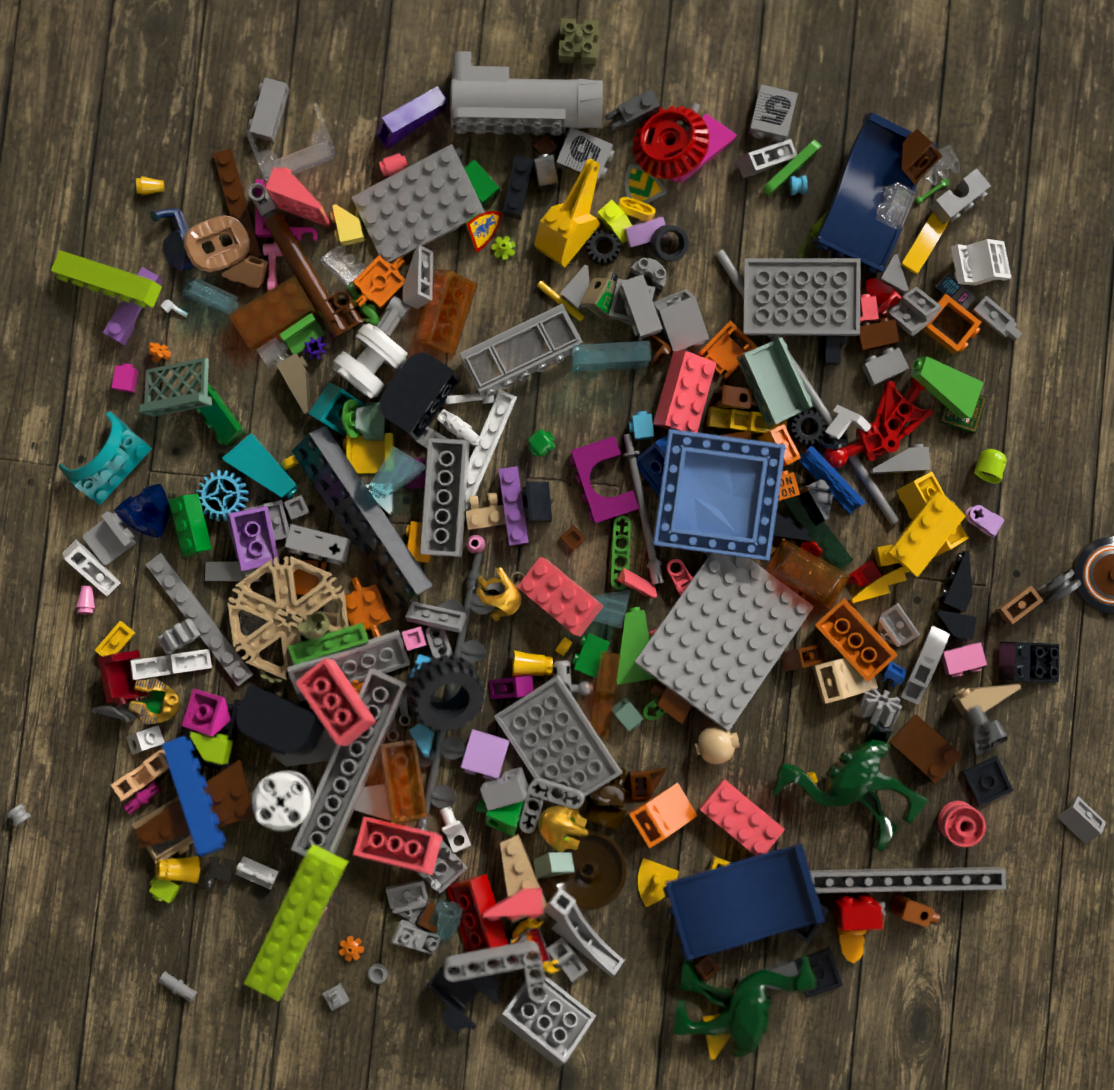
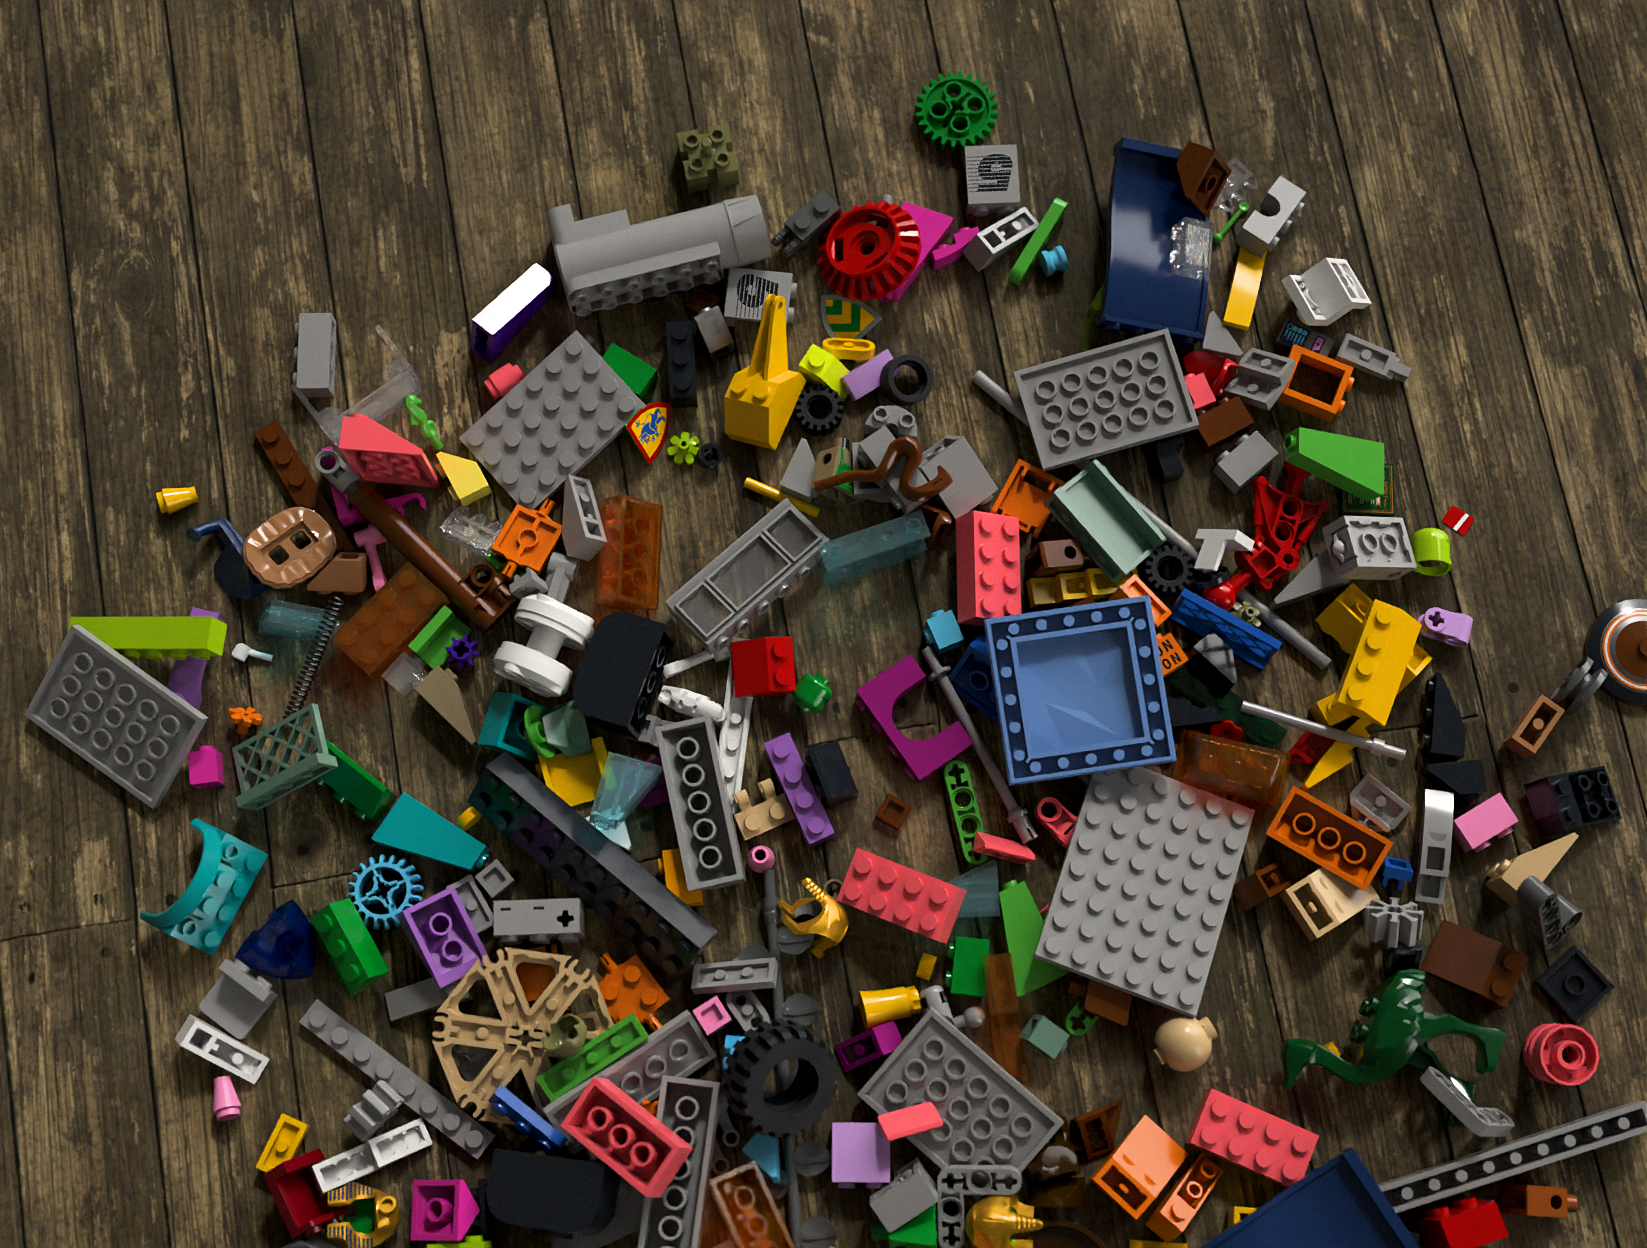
camera: 15 degrees left, 10 degrees down
(73, 327) = (115, 716): none -> light grey plate
(212, 324) = (314, 659): none -> black piece
(275, 672) = (527, 1120): none -> blue plate
(327, 176) = (418, 417): none -> bright green animal
(371, 315) = (528, 585): none -> light grey tile
(513, 416) = (763, 667): none -> red slope
(521, 744) = (909, 1121): none -> coral slope
(525, 258) = (717, 454): none -> black bush
(655, 301) = (902, 446): none -> reddish brown animal
(686, 843) = (1184, 1199): none -> orange slope
(724, 159) = (946, 254): none -> dark pink slope
(753, 43) = (937, 99): none -> green gear
(849, 473) = (1247, 613): none -> olive plant
(890, 850) = (1481, 1121): none -> light grey beam
(907, 588) = (1374, 746): none -> light grey bar
(948, 452) = (1369, 548): none -> light grey piece
(1019, 448) = (1458, 520): none -> red sticker

